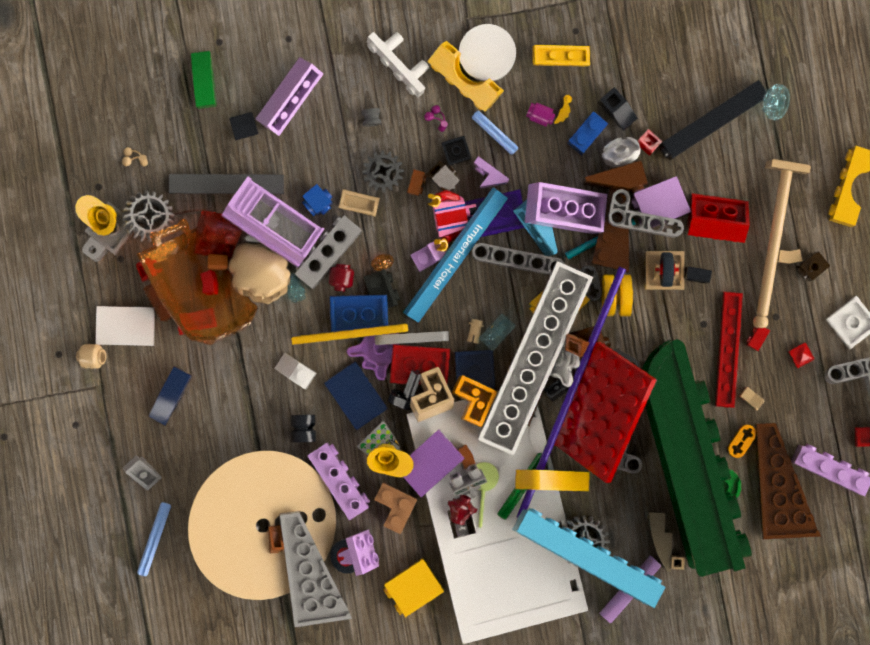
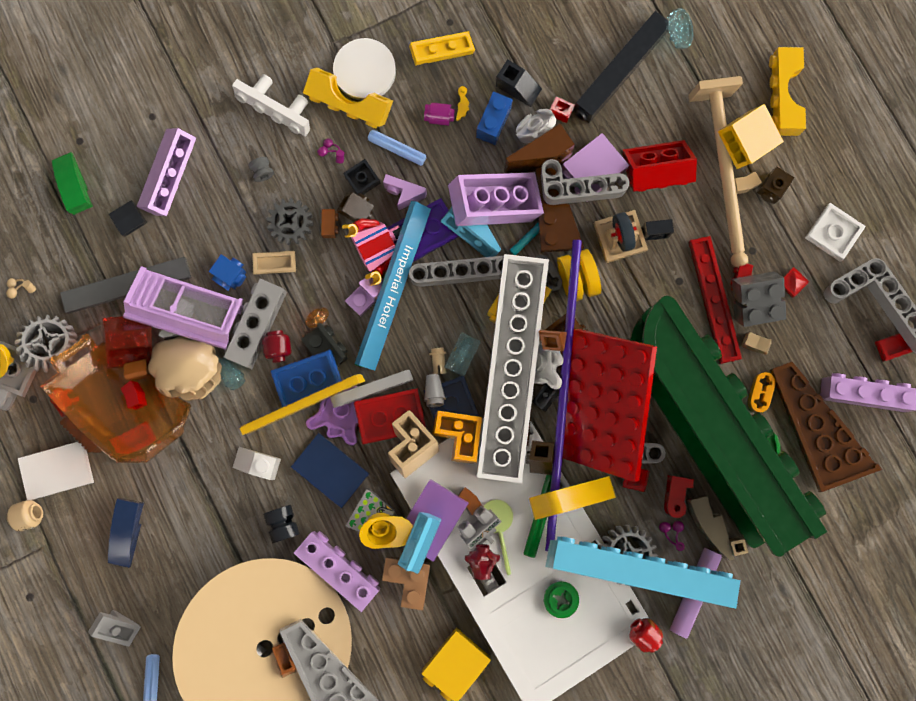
camera: 20 degrees left, 5 degrees down
(355, 554) = (380, 648): lavender plate -> none
(403, 398) = (380, 457): black piece -> none
(414, 478) = (419, 542): none -> medium azure piece
(463, 357) = (434, 392): none -> light grey cone
(526, 560) = (570, 595): none -> green gear
(536, 439) = (540, 457): none -> dark brown brick
(577, 610) = (646, 635): none -> red head
(614, 485) = (638, 485): none -> red tile
(634, 531) = (677, 526): none -> magenta piece
(639, 505) = (675, 495): none -> red leg
(766, 361) = (761, 298): none -> dark grey piece
(804, 218) = (750, 136): none -> yellow brick

